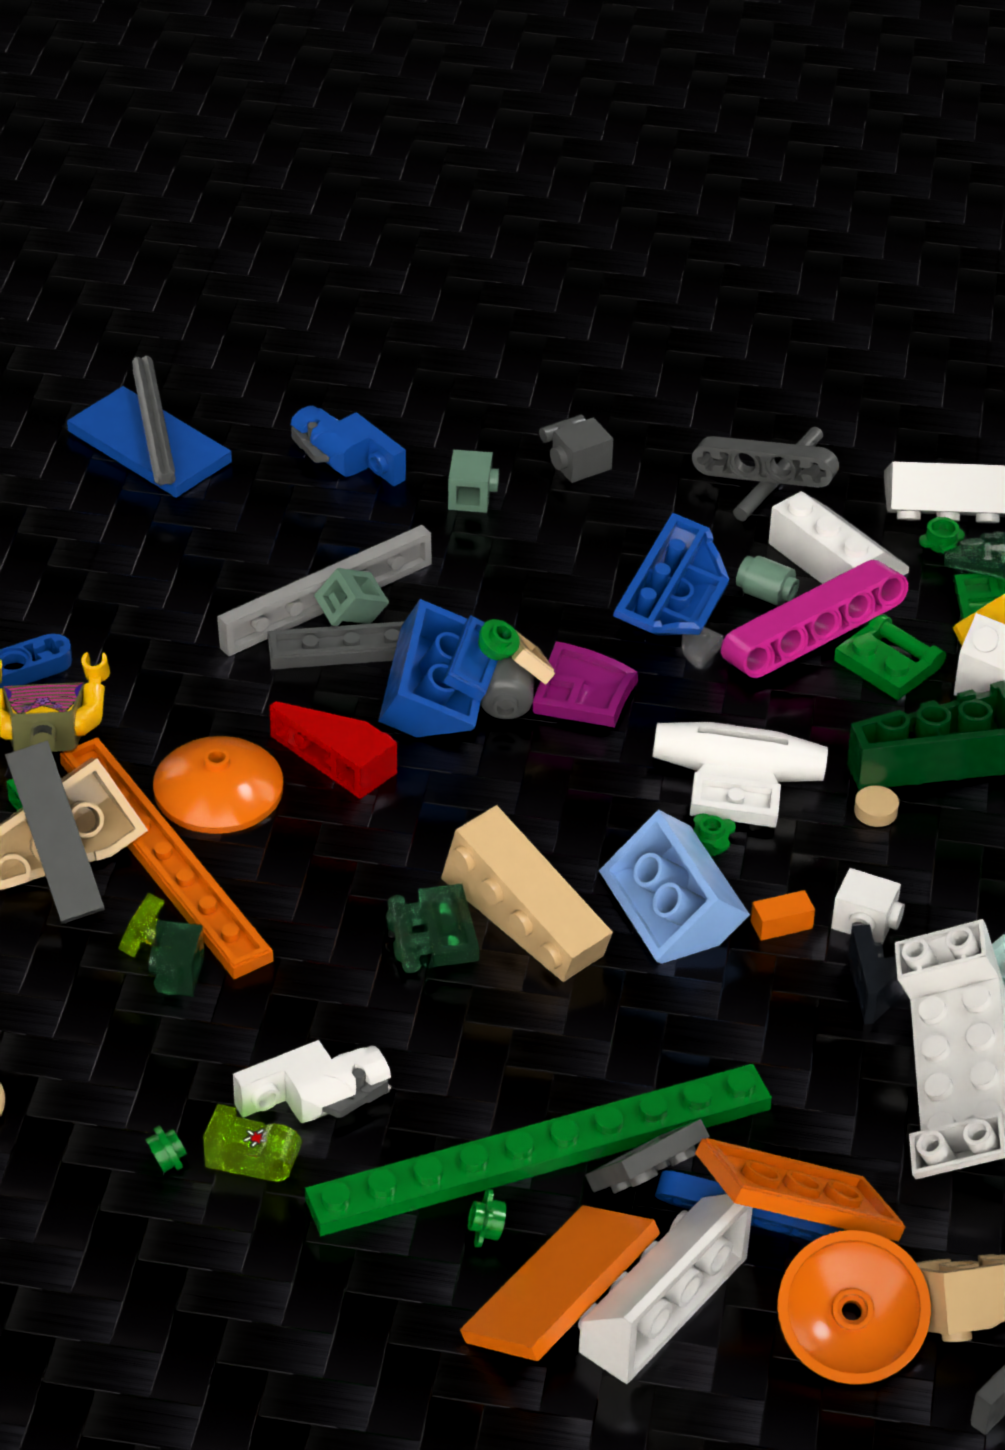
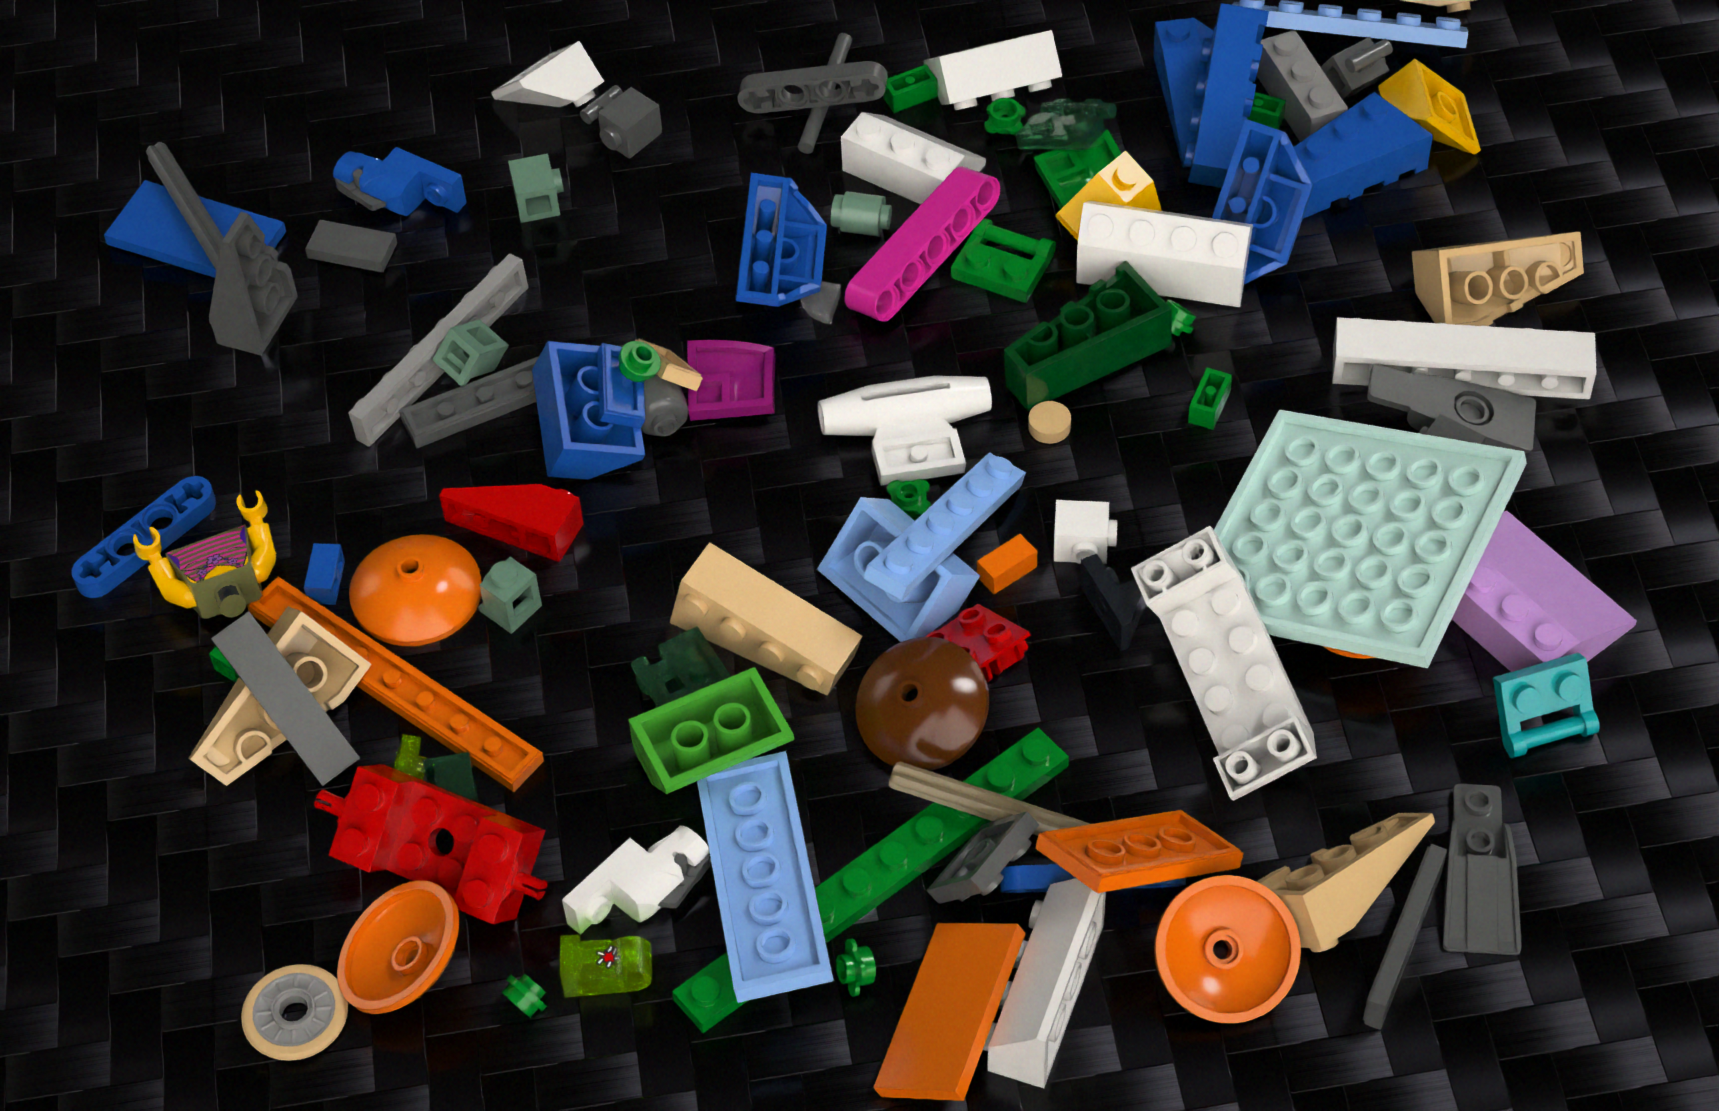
camera: 15 degrees left, 10 degrees up
(67, 1071) = (398, 947): none -> orange dish
(106, 967) = (394, 824): none -> red brick
(140, 746) = (324, 573): none -> blue piece
(172, 488) = (249, 289): none -> dark grey wedge
(284, 487) = (351, 245): none -> dark grey tile
(296, 796) = (502, 586): none -> sand green brick
(429, 1112) = (763, 879): none -> light blue plate
(431, 968) = (708, 731): none -> bright green slope
(526, 397) = (554, 80): none -> white slope
(647, 1094) = (972, 798): none -> dark tan axle
(659, 1022) = (943, 716): none -> reddish brown dish
(718, 976) = (987, 638): none -> red hinge
(729, 856) = (944, 526): none -> light blue plate
(860, 489) = (910, 88): none -> green piece

